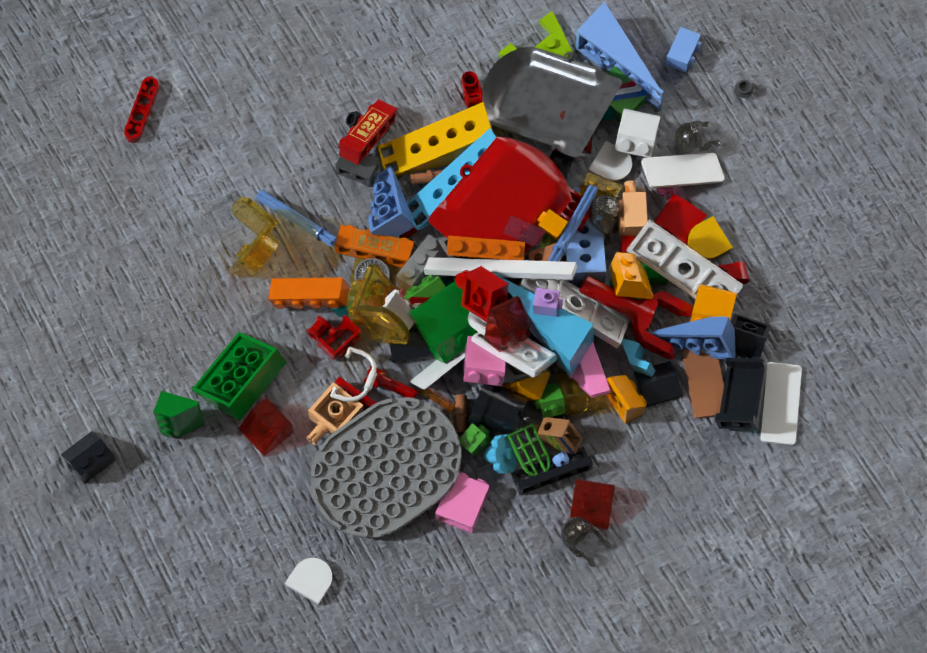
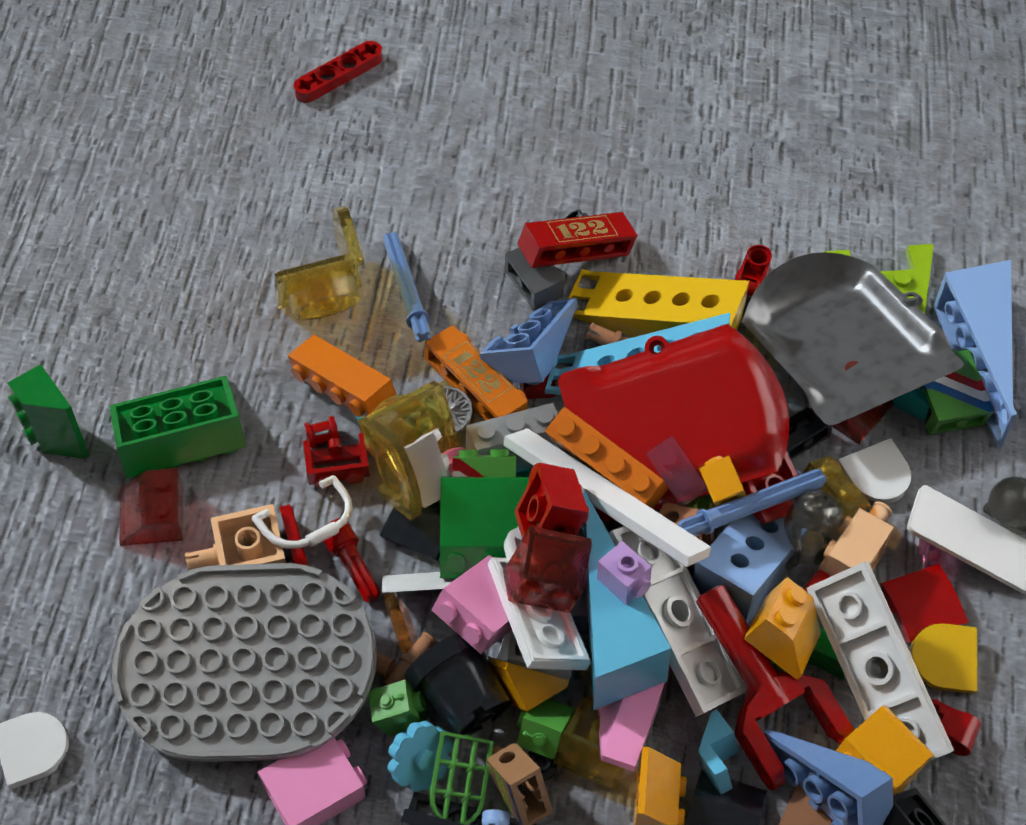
camera: 35 degrees right, 10 degrees down
(637, 133) = (941, 451): white slope -> none

